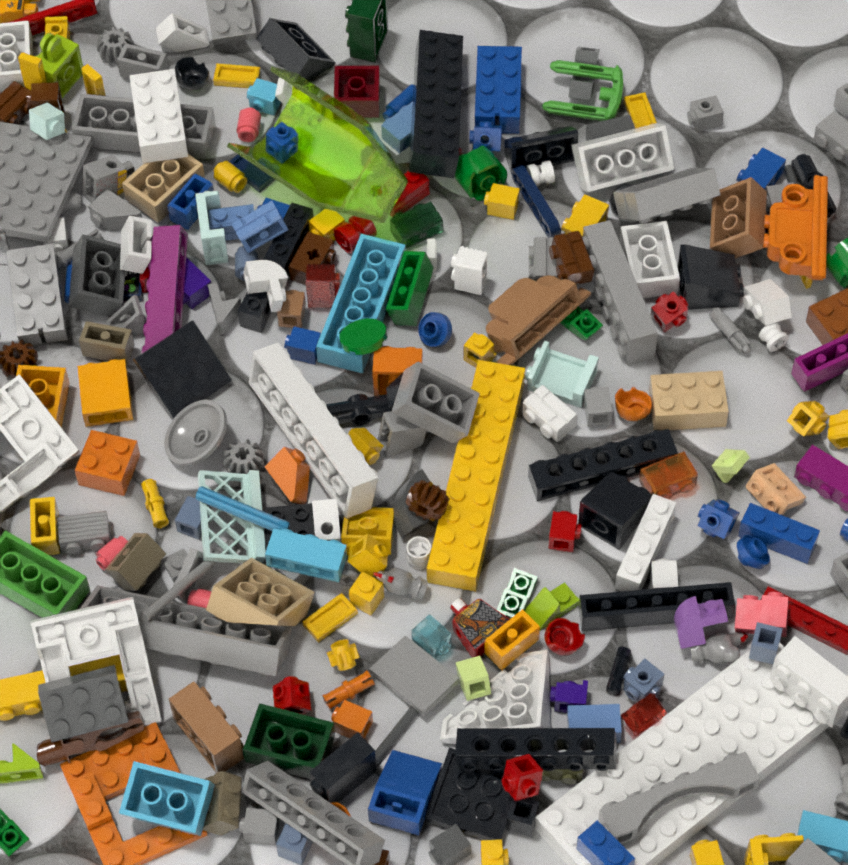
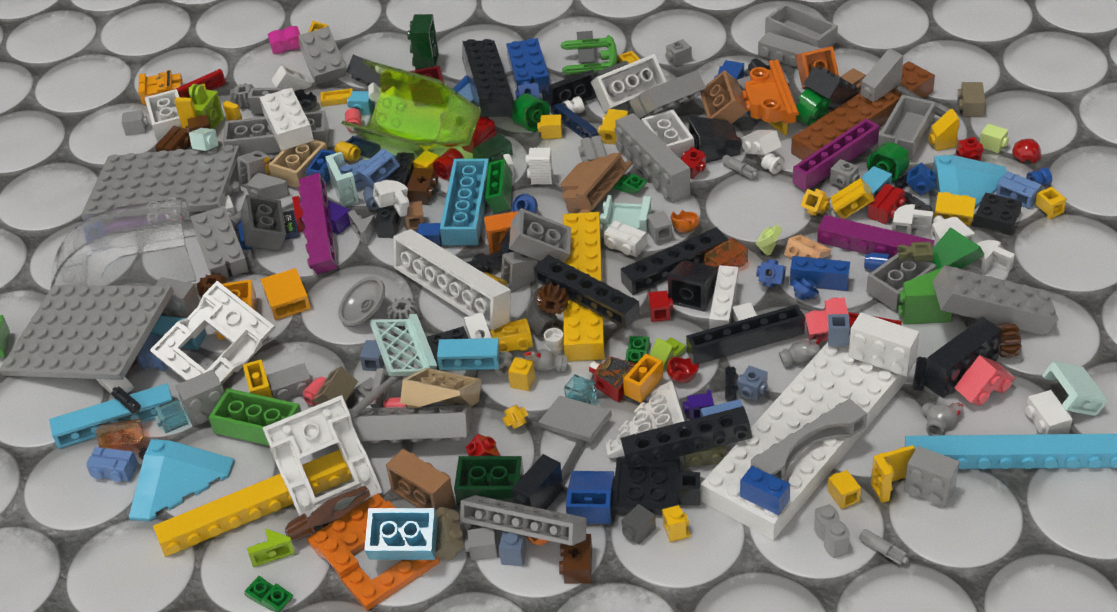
camera: 10 degrees left, 15 degrees down
(82, 703) = (317, 483): dark grey brick -> none
(106, 342) = (278, 260): dark tan brick -> none
(107, 462) = (297, 335): orange brick -> none
(129, 317) = (292, 247): light grey slope -> none
(136, 244) = (288, 194): white piece -> none
(154, 503) = (341, 354): yellow pin -> none
(182, 369) = (340, 264): black plate -> none
(240, 509) = (407, 336): dark azure axle -> none
(281, 142) = (381, 120): blue brick -> none
(290, 473) = (441, 310): orange slope -> none
(321, 285) = (433, 195): clear red brick -> none
(330, 617) = (497, 398): yellow tile -> none
(348, 690) = (525, 439): orange pin -> none
(352, 719) = (532, 452): orange brick -> none
(363, 336) = (474, 212): green tile -> none
(368, 555) = (516, 345): yellow brick -> none
(473, 678) = (621, 408): yellowish green brick -> none
(481, 347) = (558, 208): yellow brick -> none
(507, 546) = (588, 291): none -> black brick
(522, 777) = (682, 454): red brick -> none
(571, 258) = (612, 141): reddish brown brick -> none
(643, 714) = (760, 402): clear red panel -> none
(688, 400) = (725, 209): tan brick -> none
(692, 617) = (775, 332): medium lavender brick -> none

